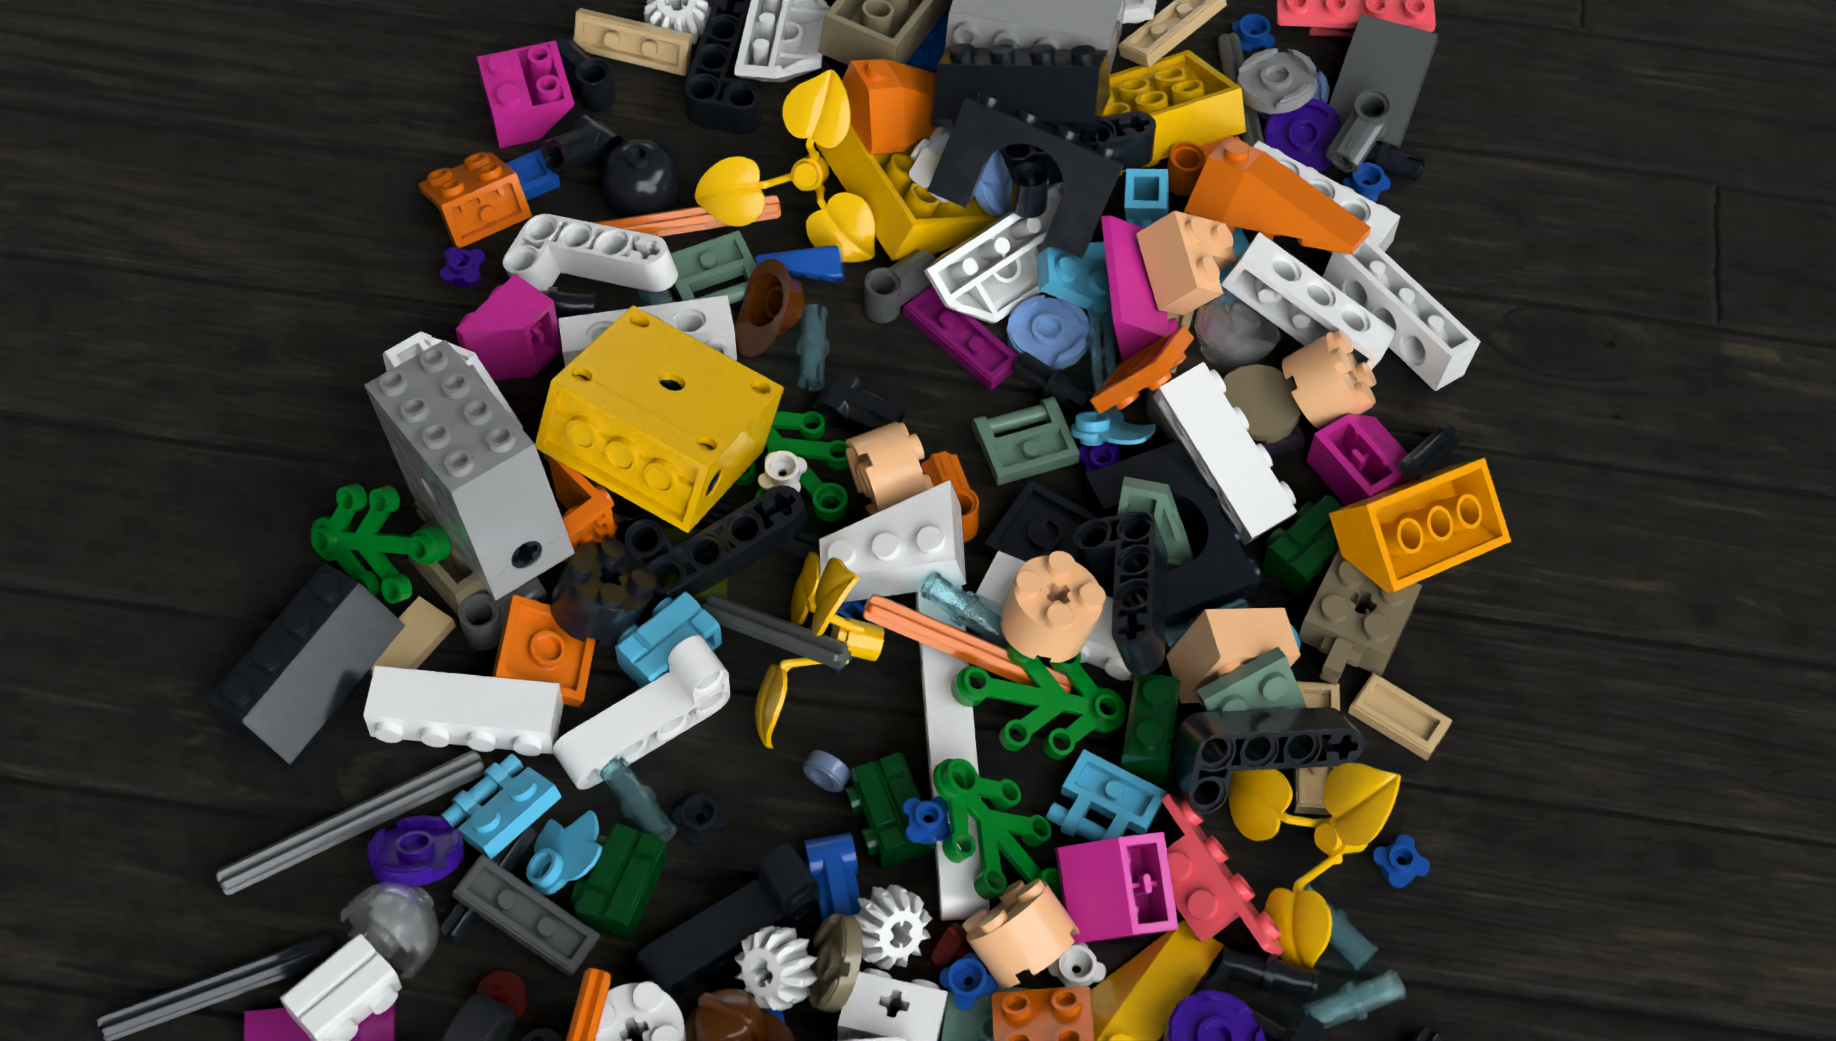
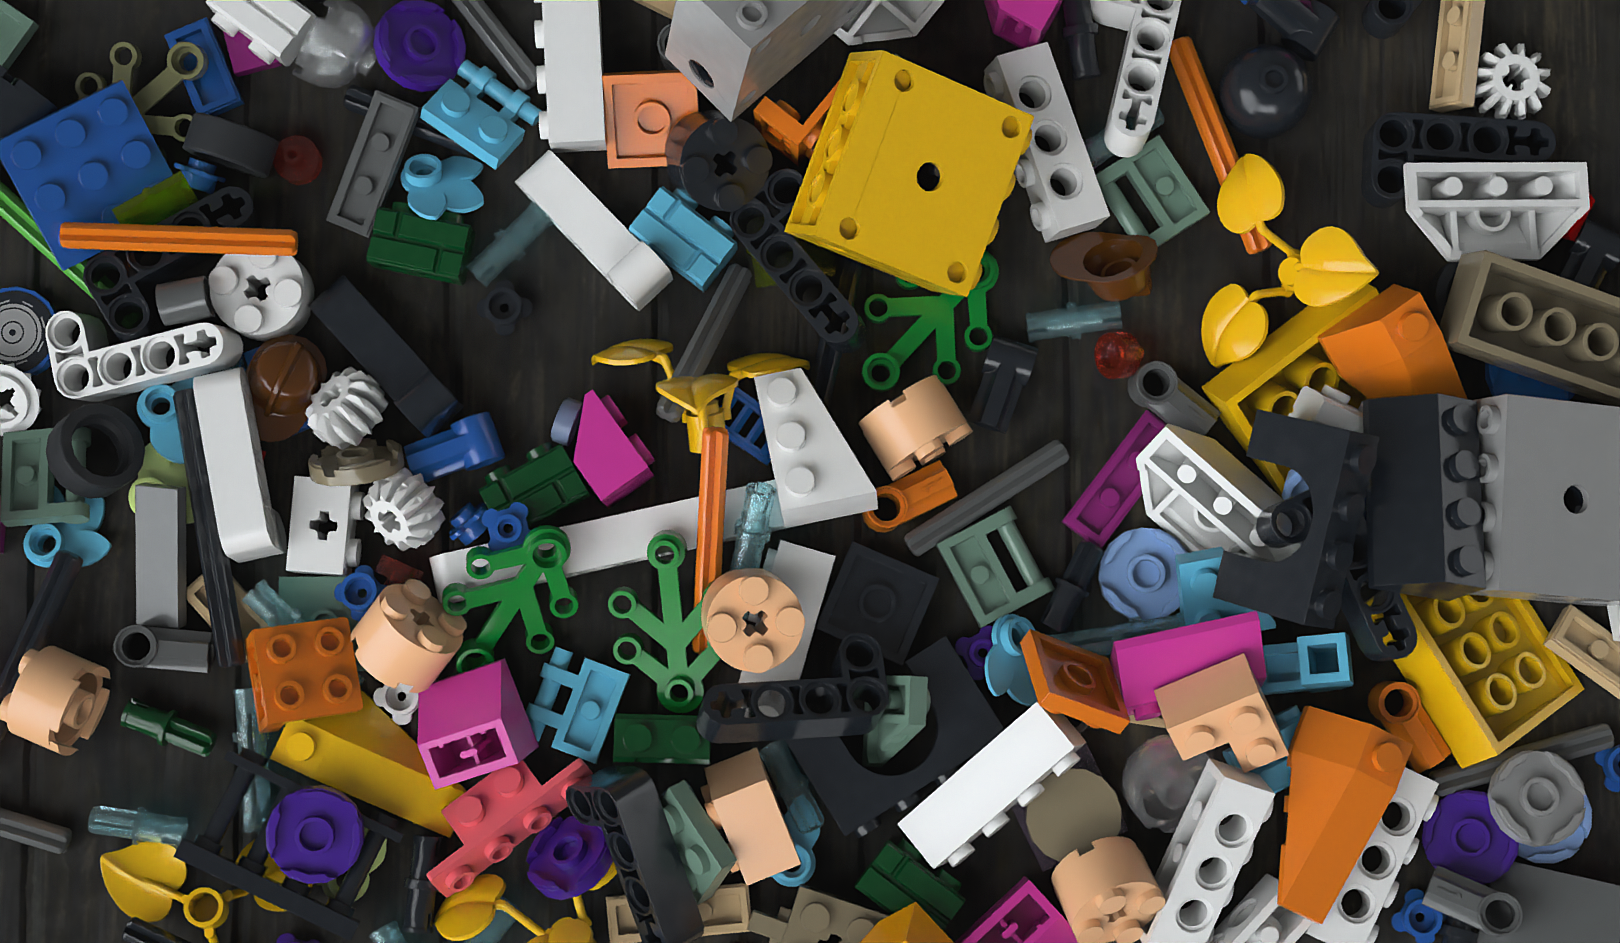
camera: 85 degrees right, 25 degrees up
(782, 462) = (911, 306): white plate -> none
(813, 263) = (1179, 297): blue slope -> none
(851, 317) = (1118, 355): none -> clear red tile
(865, 723) = (605, 454): none -> dark pink slope
(912, 873) = (468, 523): none -> blue plate
(961, 439) = (986, 497): none -> dark grey axle
(1256, 820) = (568, 858): none -> dark purple tile

